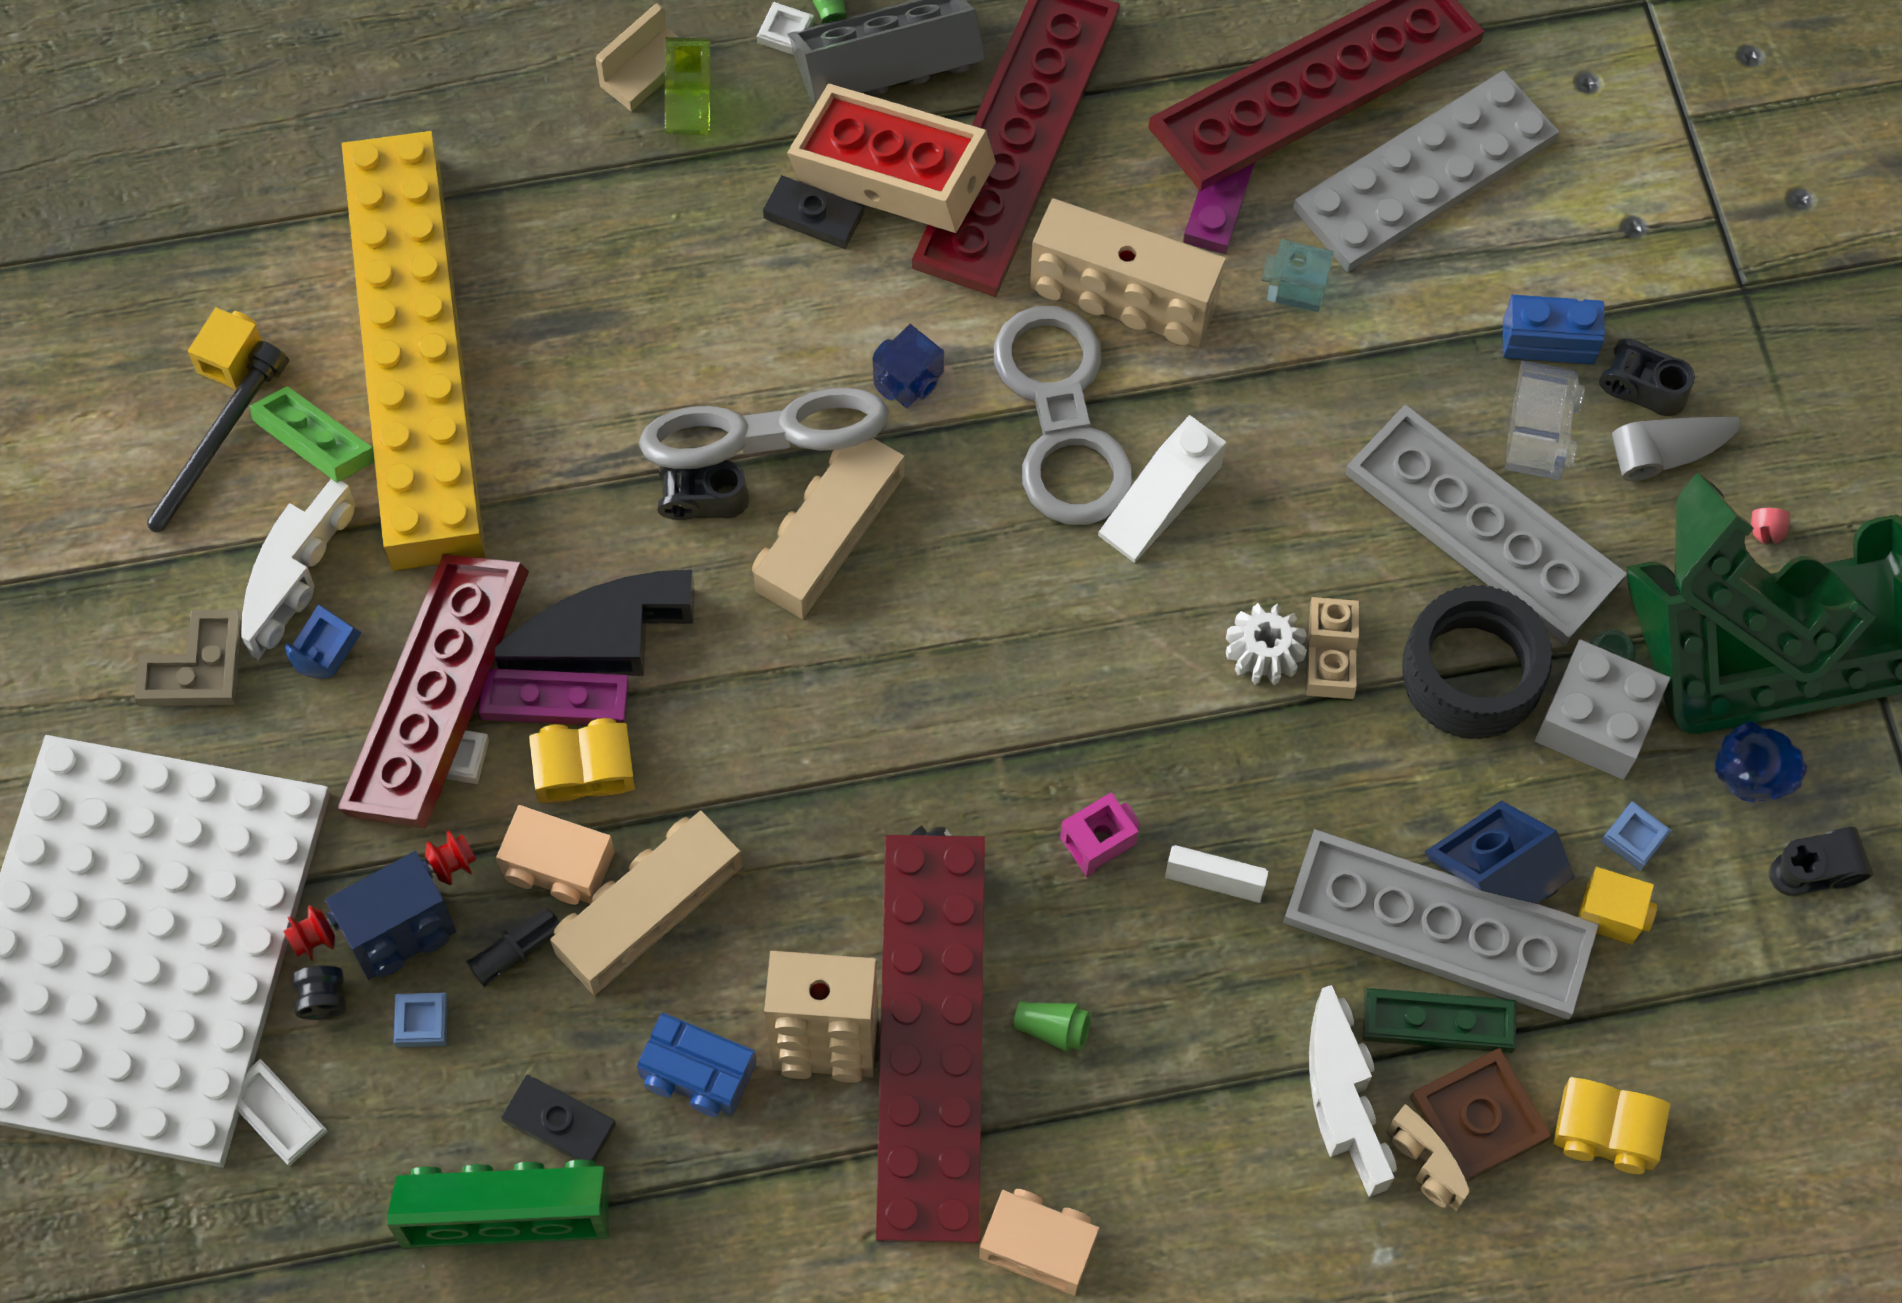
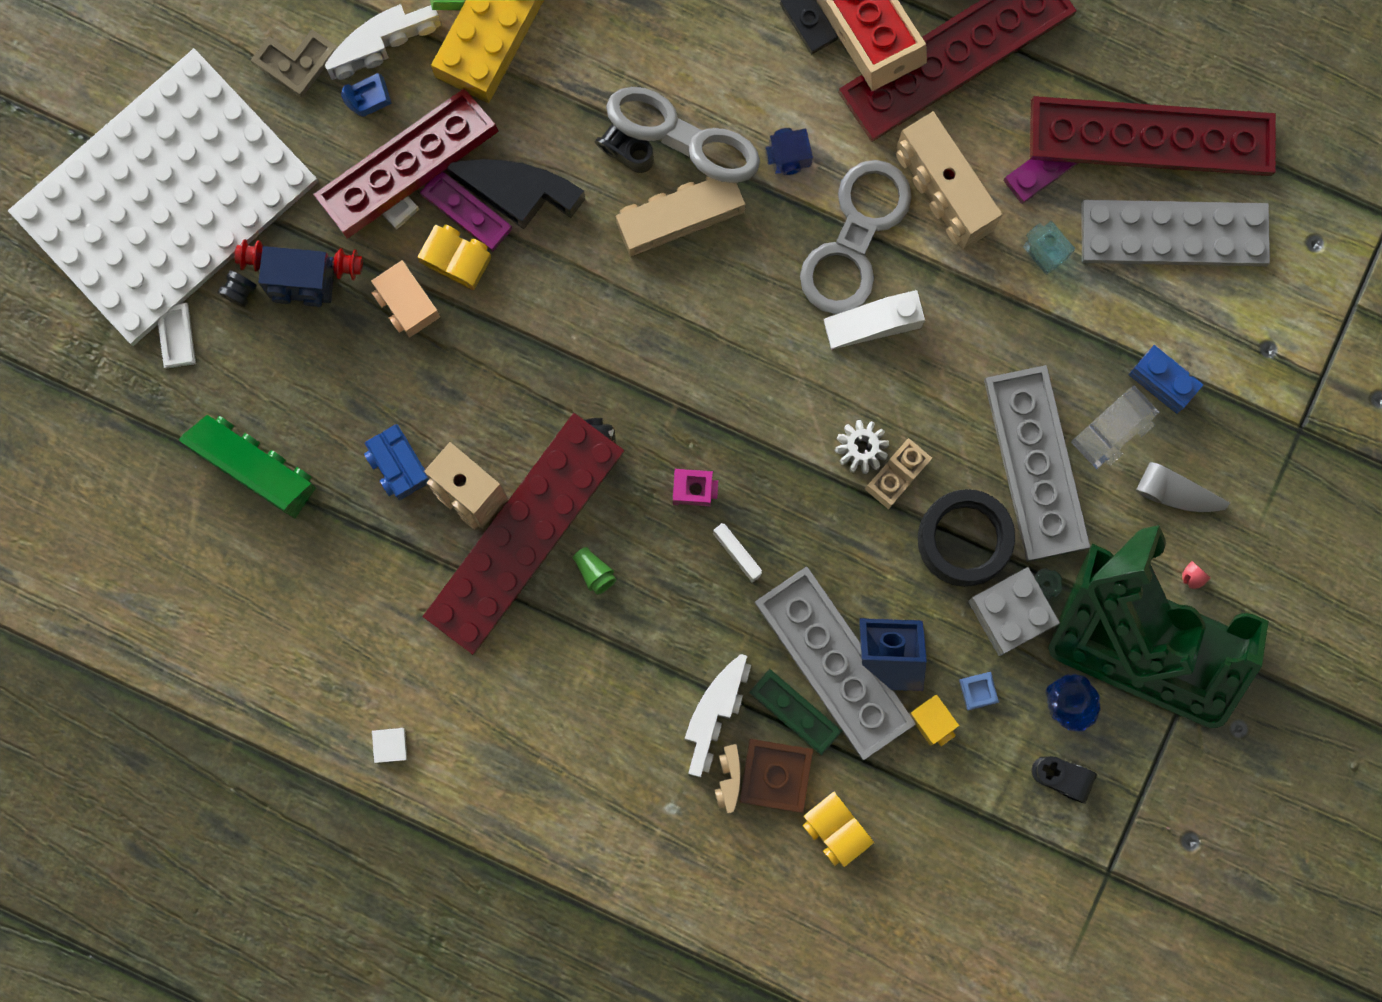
camera: 35 degrees right, 15 degrees up
(420, 1020) = (279, 338): medium blue tile -> none
(513, 946) = (351, 333): black axle -> none
(558, 1120) = (310, 441): black plate -> none
(646, 901) = (433, 357): tan brick -> none
(1039, 1240) = (501, 676): light nougat brick -> none
(1646, 378) = (1194, 442): black piece -> none

